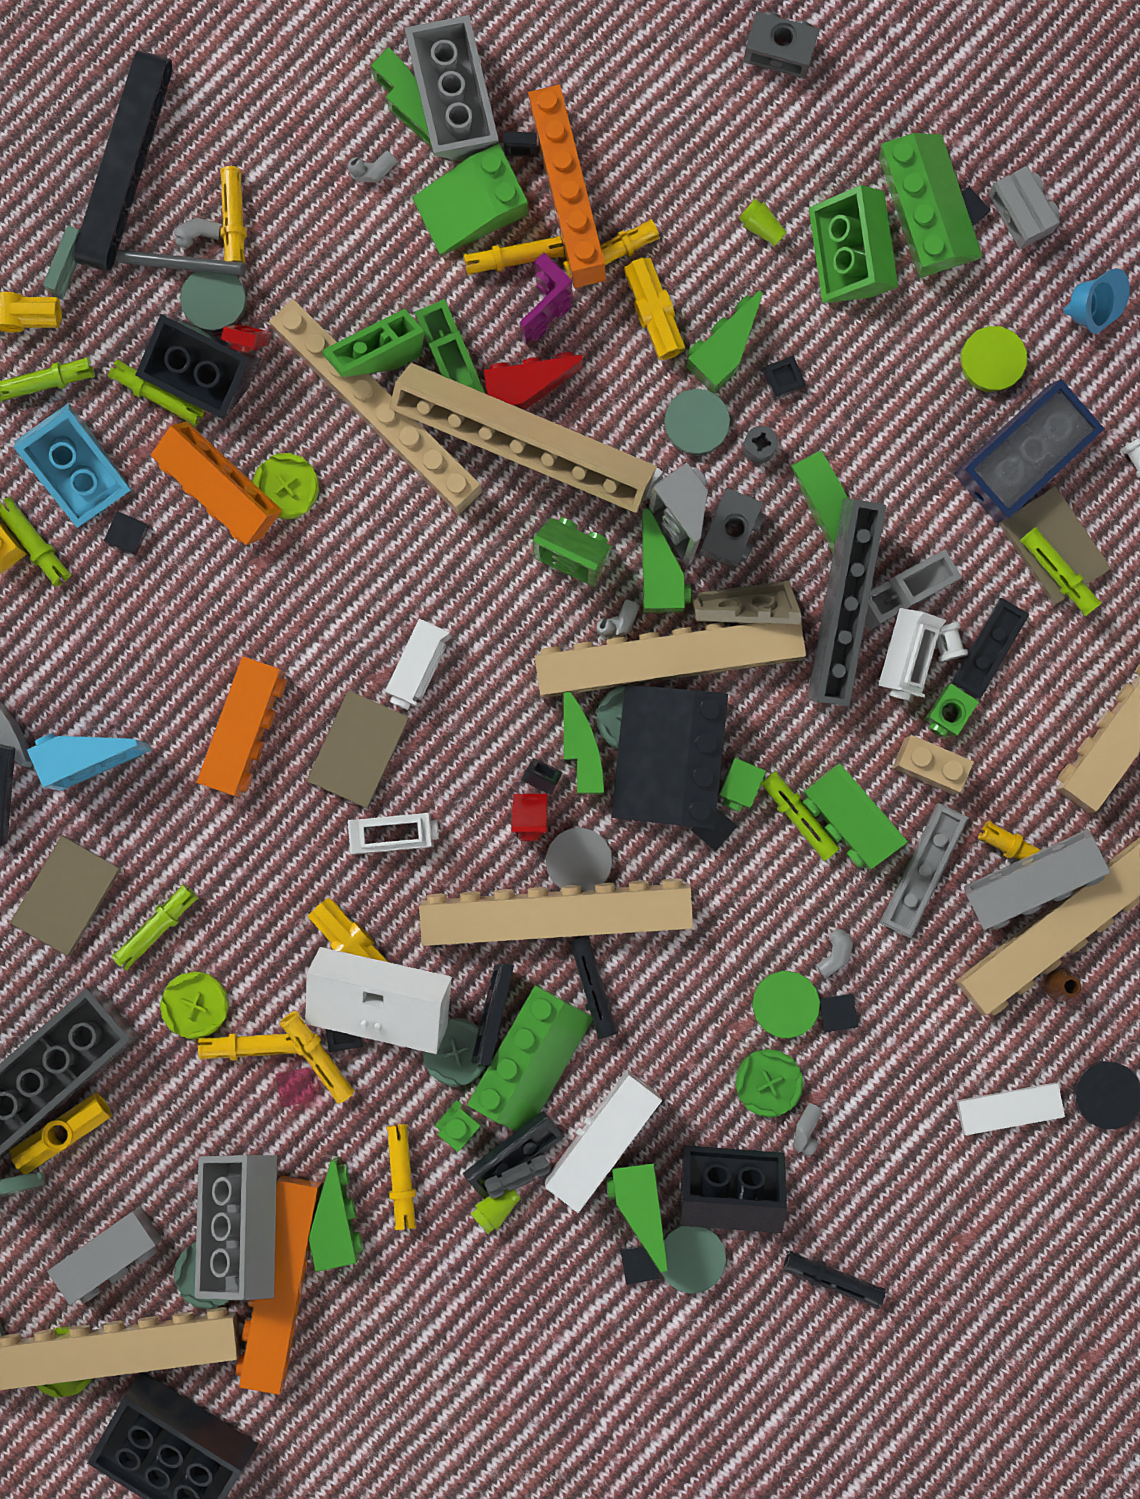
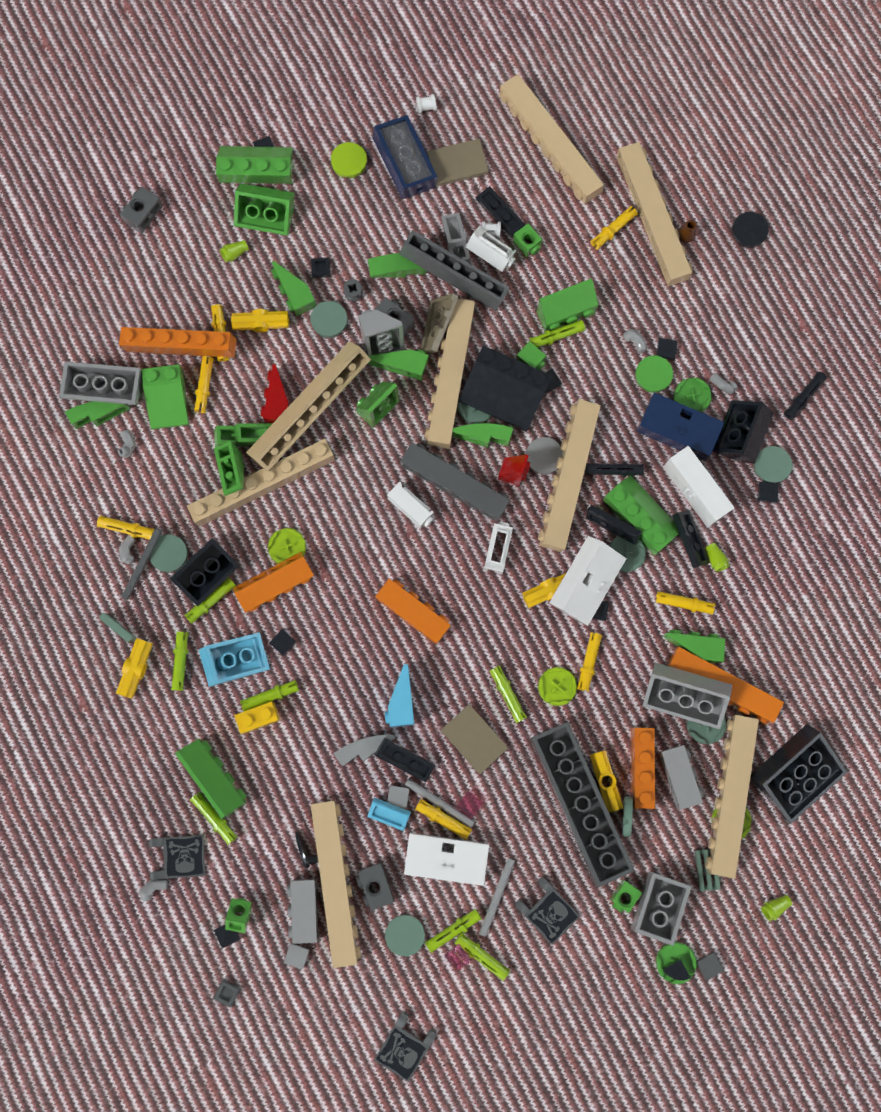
camera: 75 degrees left, 5 degrees down
(99, 1188) = (643, 767): none -> orange brick
(123, 161) = (72, 577): black beam -> none
(245, 337) = (198, 539): red plate -> none
(295, 1086) = (619, 645): clear pink tile -> none
(309, 1046) = (600, 627): yellow pin -> none
(358, 749) = (445, 553): dark tan tile -> none
(458, 1125) = (667, 563): bright green brick -> none
(481, 725) = (455, 482): none -> dark grey brick
(517, 1176) = (703, 539): dark grey axle -> none
(520, 144) = (144, 359): black tile -> none
(542, 776) = (493, 459): black tile -> none
(557, 294) = (229, 365): magenta bracket -> none
(621, 624) = (424, 393): light grey arm -> none
(639, 1204) = (740, 478): bright green slope -> none
(703, 1077) = (679, 426): none -> dark blue brick
(924, 870) = (606, 282): light grey tile -> none
(932, 764) = (552, 258): tan brick -> none
(1010, 1108) = (742, 279): white tile -> none
(1024, 207) = (274, 117): light grey brick -> none
(1037, 880) = (630, 225): light grey brick -> none
(1060, 571) = (482, 158): lime pin -> none
(1099, 300) = (337, 98): dark azure piece -> none

